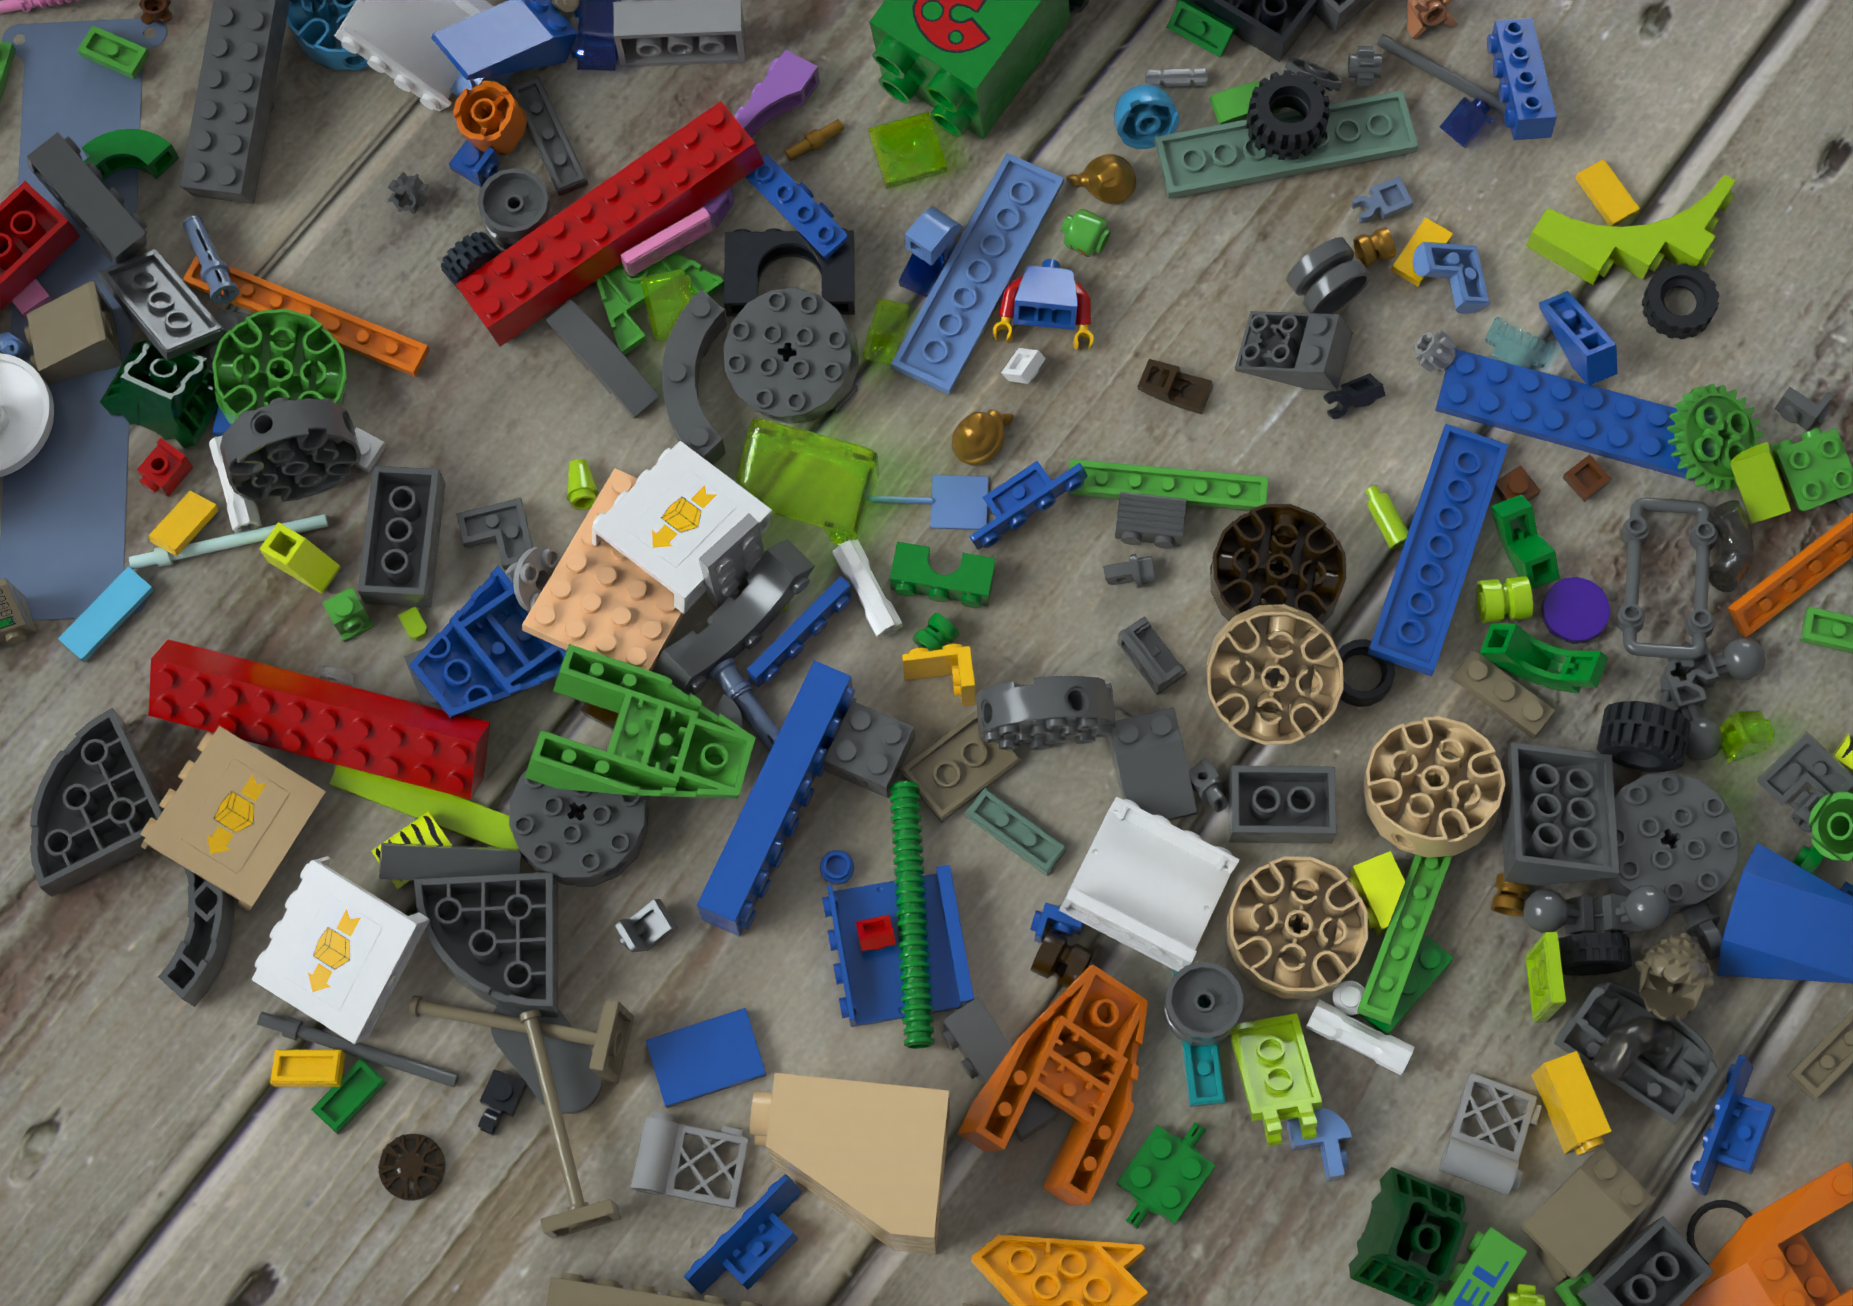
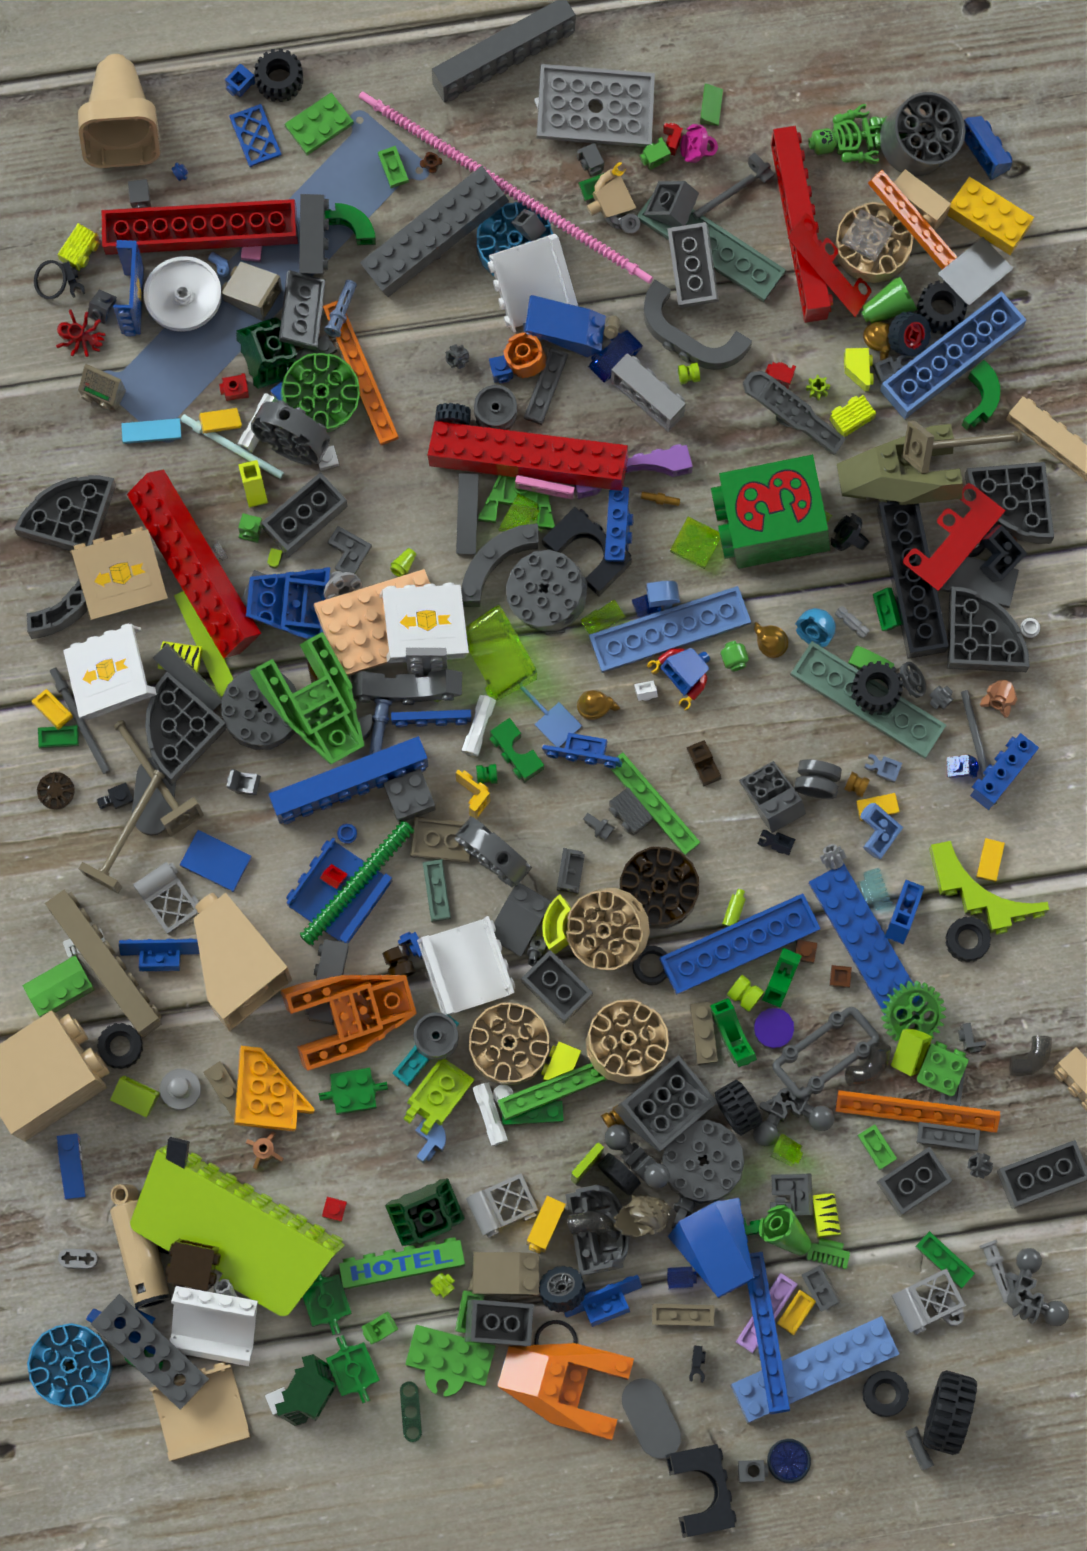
camera: 40 degrees right, 5 degrees up
(1201, 728) = (555, 924): none -> neon yellow brick
(1653, 1157) = (562, 1289): none -> black wheel
(1788, 1009) = (681, 1278): none -> clear blue brick

